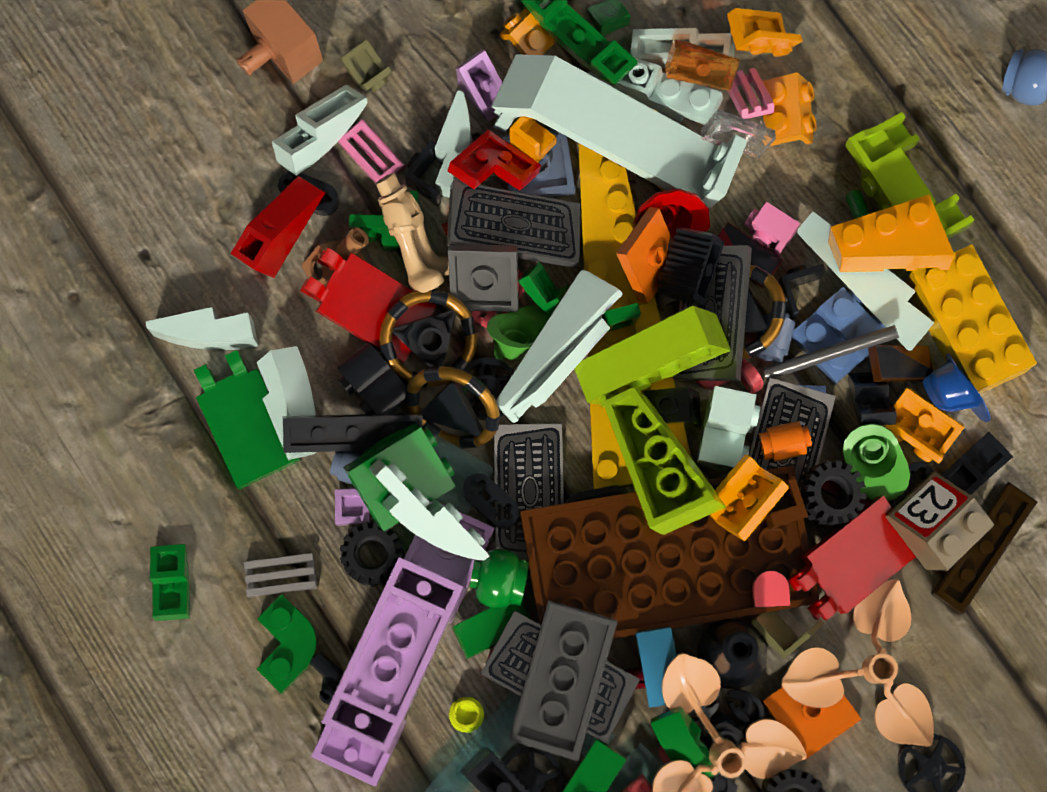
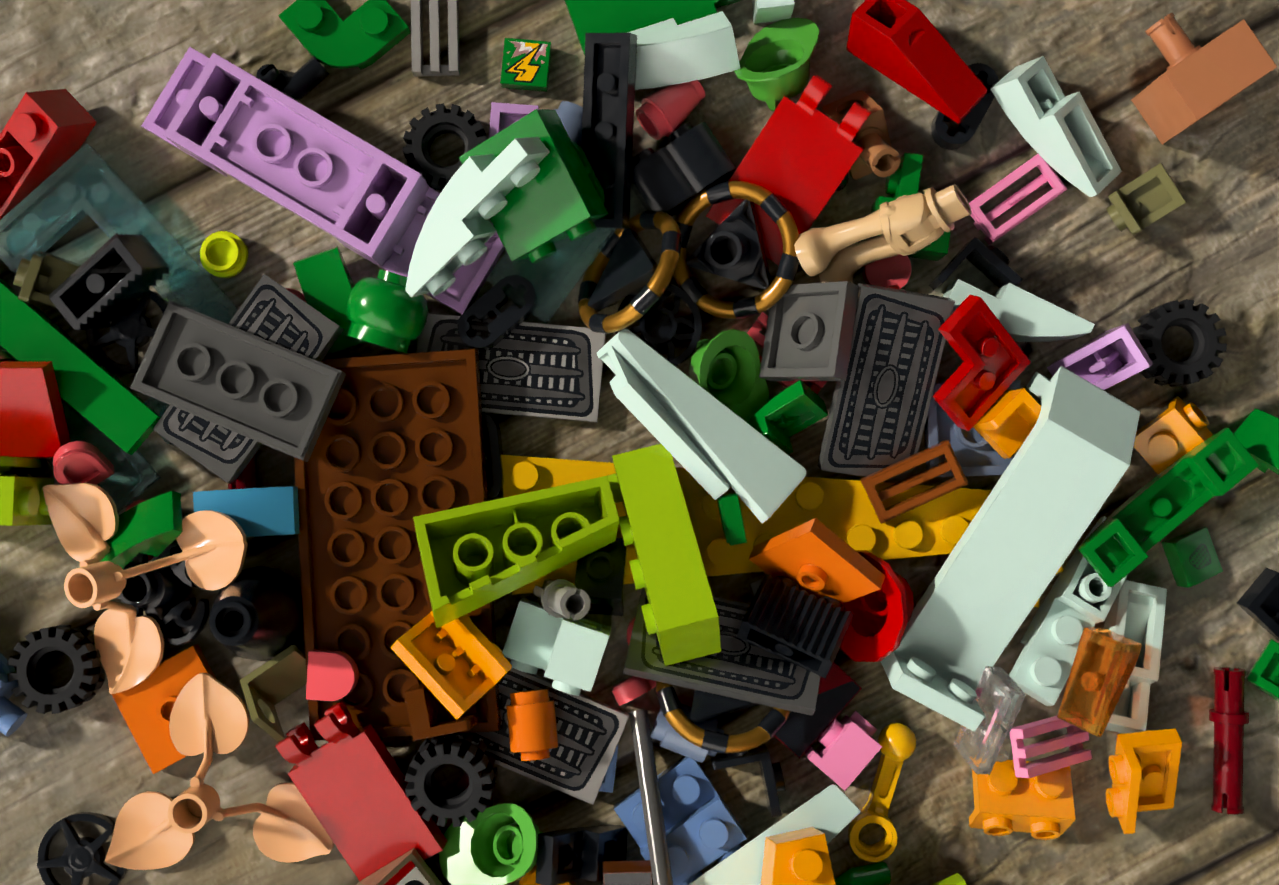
camera: 90 degrees right, 10 degrees up
(286, 321) = (779, 60): none -> bright green piece
(302, 504) = (526, 64): none -> tile
(328, 396) = (668, 108): none -> coral cone
(435, 233) = (888, 271): none -> coral tile
(456, 21) = (1204, 336): none -> black tyre
(576, 218) = (906, 464): none -> dark orange tile
(693, 425) = (562, 599): none -> light grey axle
(763, 192) = (897, 745): none -> yellow piece

